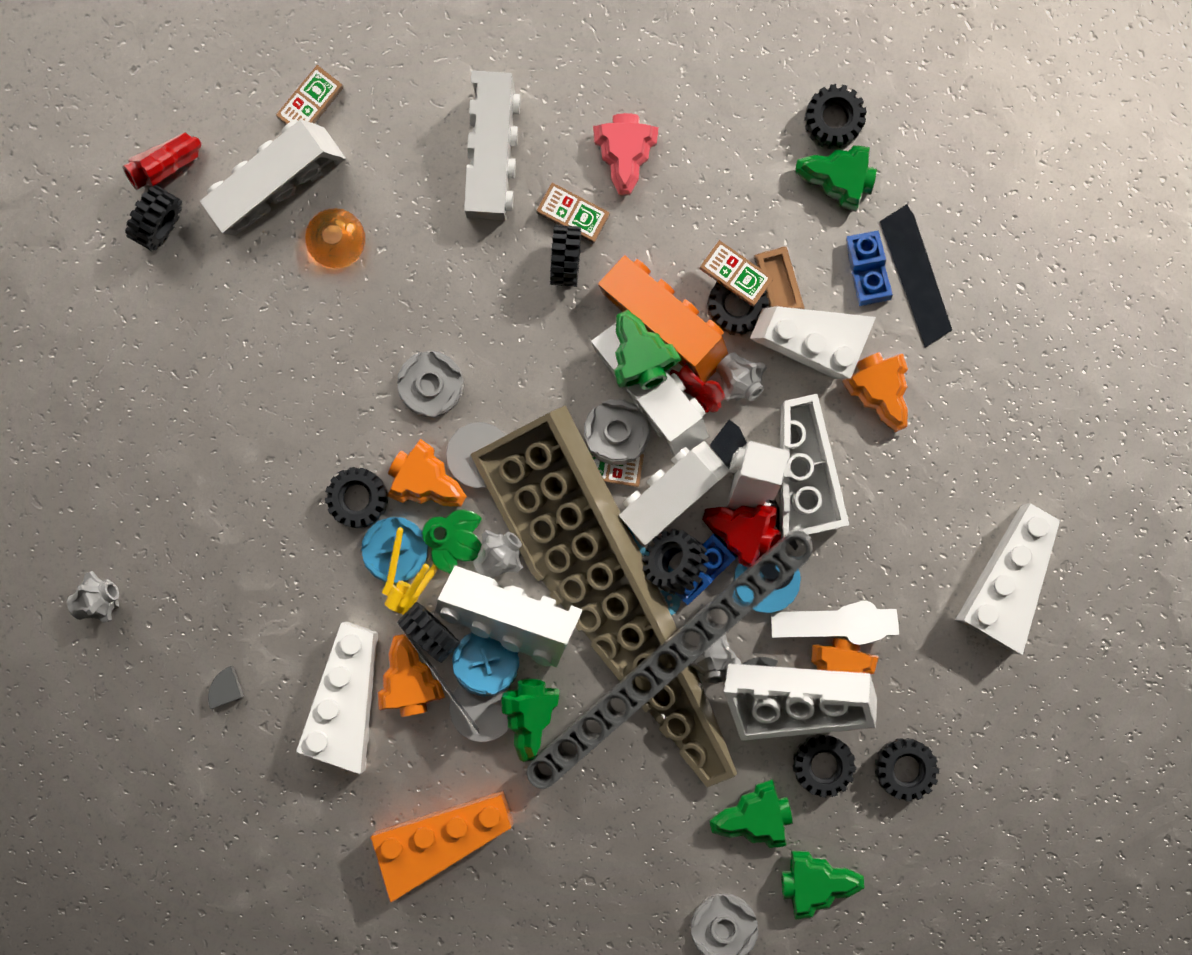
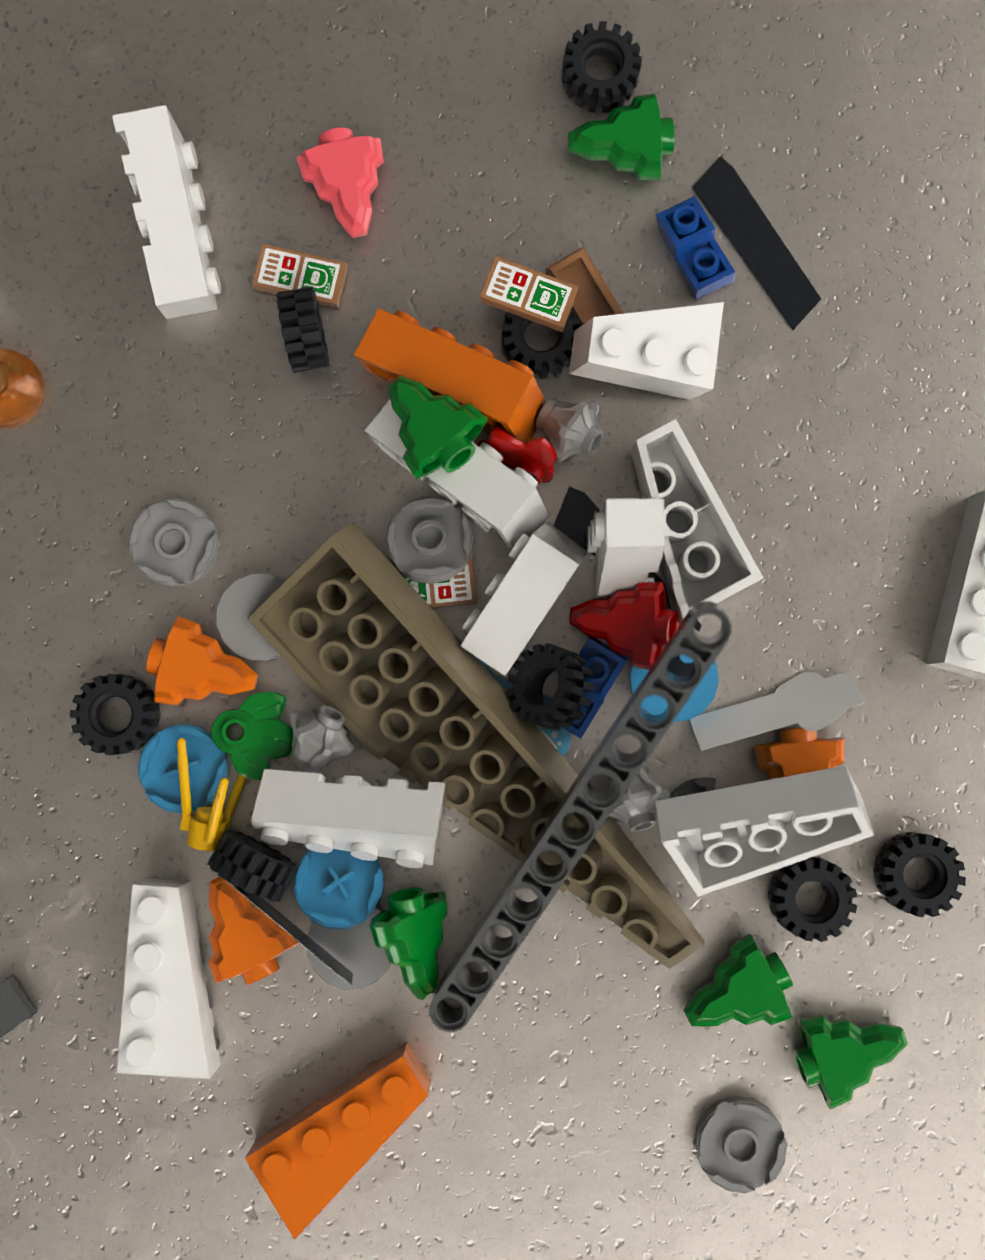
camera: 20 degrees left, 0 degrees up
(881, 387) = (753, 393): orange rock -> none

